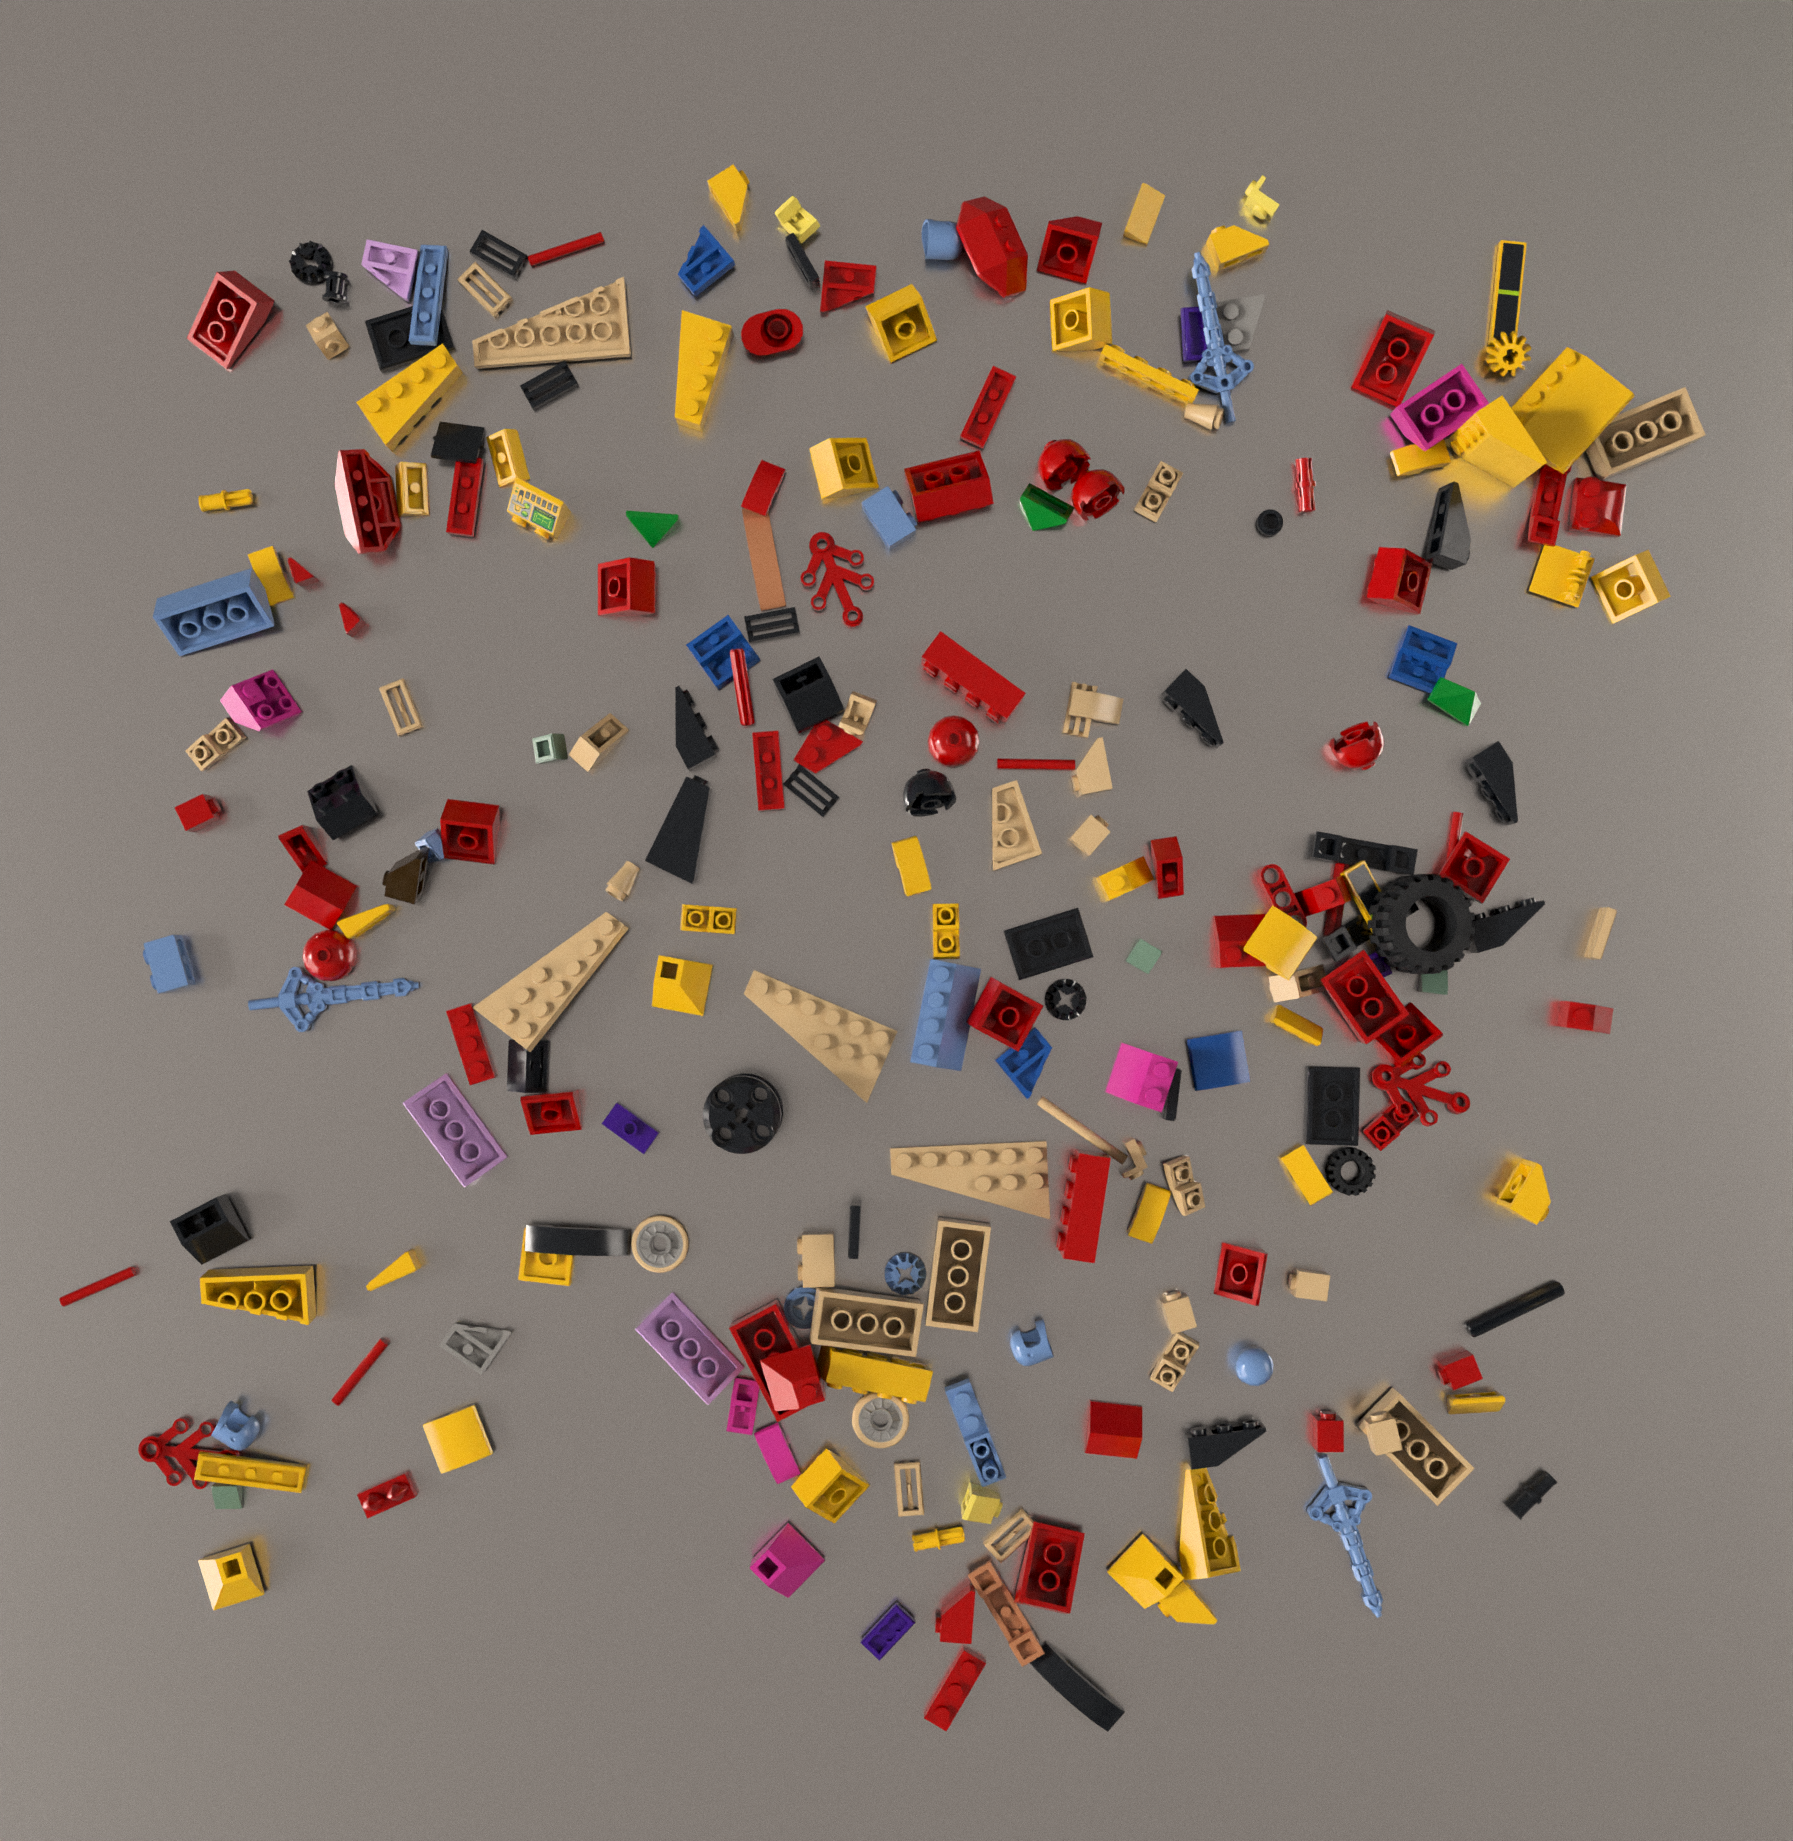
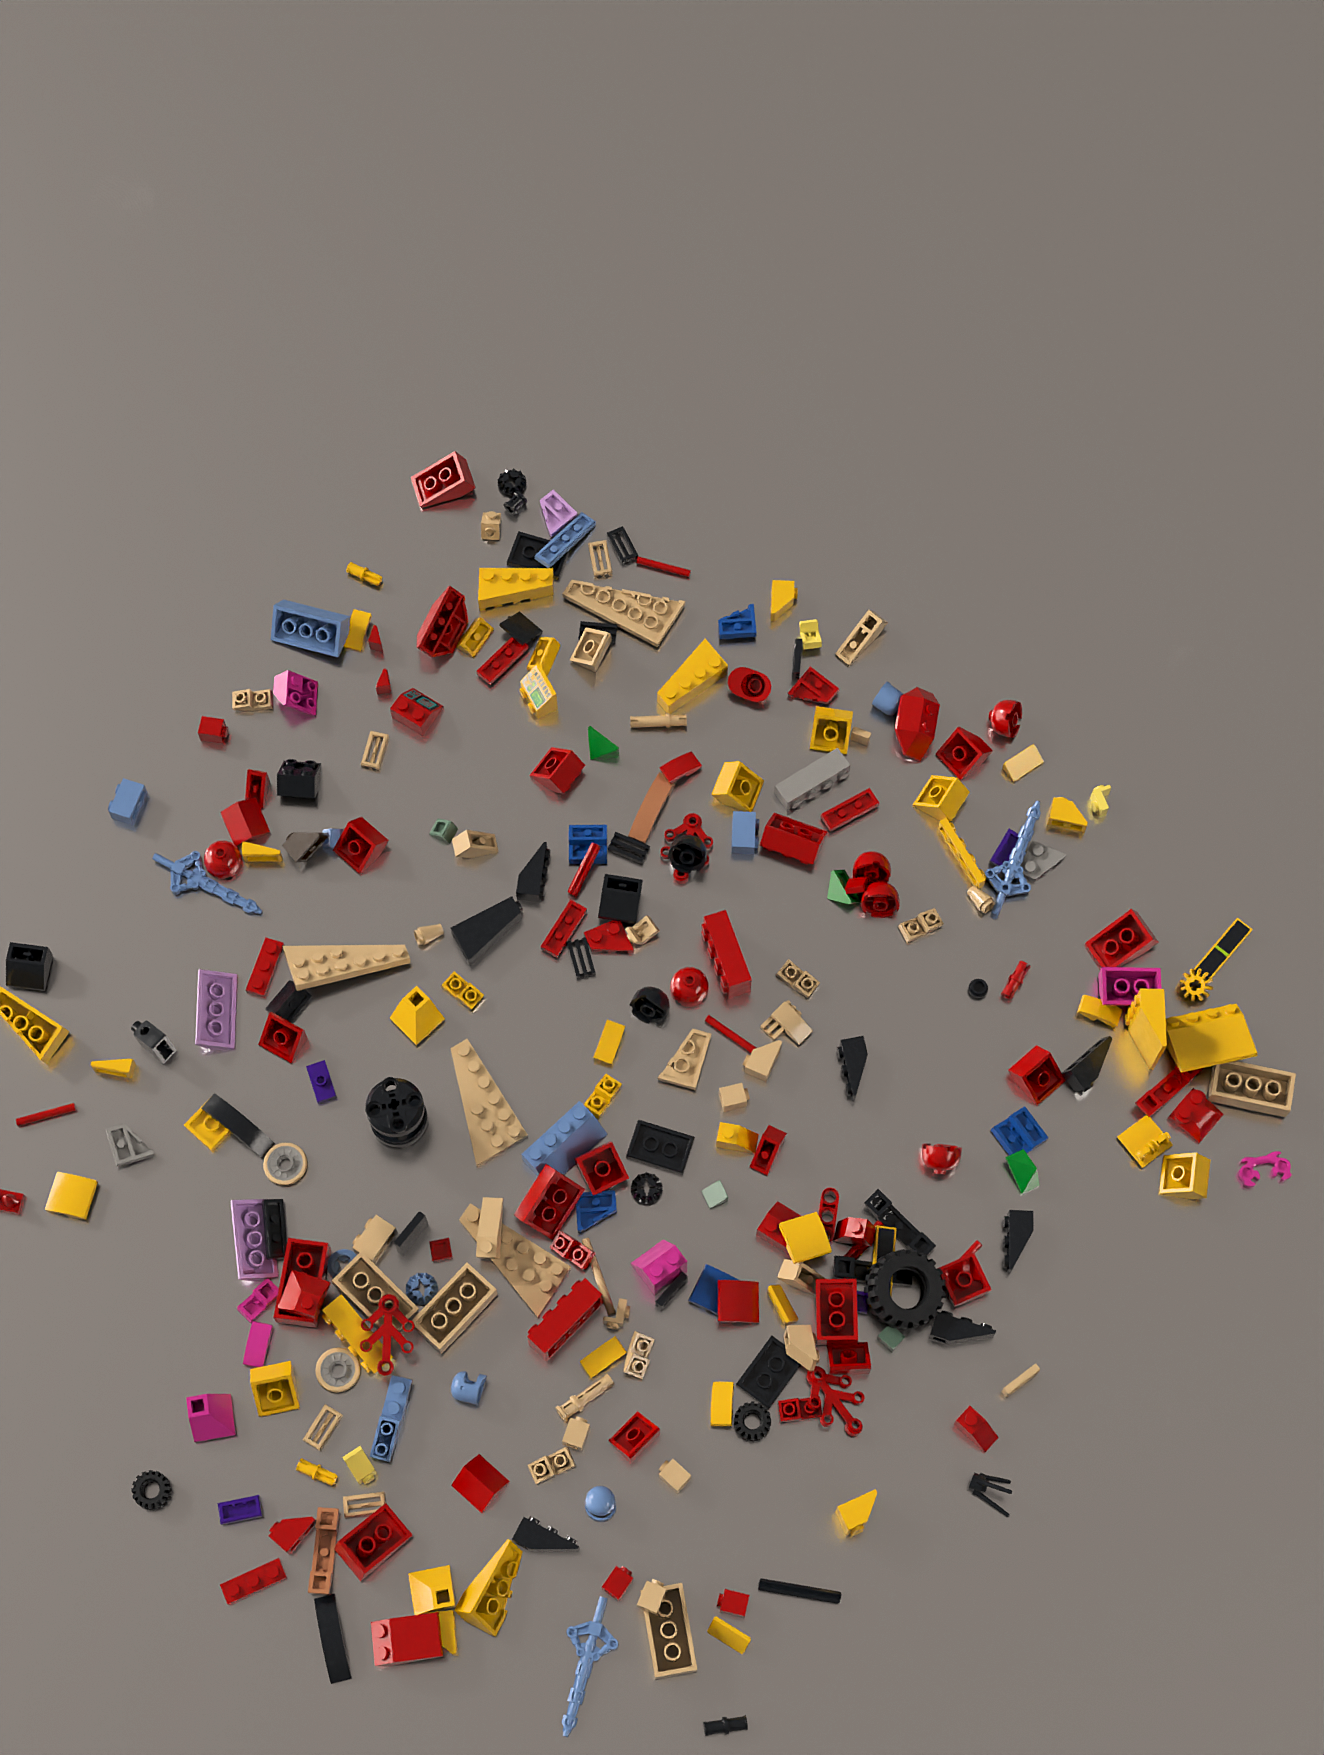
camera: 30 degrees right, 20 degrees down
(412, 627) = (415, 710): none -> red slope
(413, 1214) = (153, 1040): none -> black torso
(557, 413) = (591, 648): none -> tan slope
(697, 448) = (658, 721): none -> tan pin
(702, 1321) = (274, 1228): none -> black tile
(781, 1692) = (142, 1481): none -> black tyre
(847, 589) = (687, 853): none -> black cylinder
(857, 182) = (861, 637): none -> tan slope
(895, 1218) = (440, 1249): none -> red tile
(909, 1354) = (387, 1330): none -> red plant
(921, 399) = (812, 779): none -> light grey brick
(935, 1165) = (490, 1229): none -> tan slope
(940, 307) = (860, 736): none -> tan tile
(975, 1090) = (549, 1202): none -> red slope
(1035, 1121) = (572, 1250): none -> red slope
(1059, 495) = (856, 885): none -> red tile
(1065, 649) = (797, 979): none -> tan slope
(1089, 171) = (1005, 718): none -> red cylinder
(1156, 1280) = (577, 1402): none -> tan pin
(1157, 1643) = (406, 1639): none -> red slope
(1251, 1057) = (738, 1301): none -> red slope
(1350, 1059) = (801, 1344): none -> tan slope
(1626, 1072) = (981, 1482): none -> black plant
(1691, 535) = (1281, 1166): none -> dark pink helmet

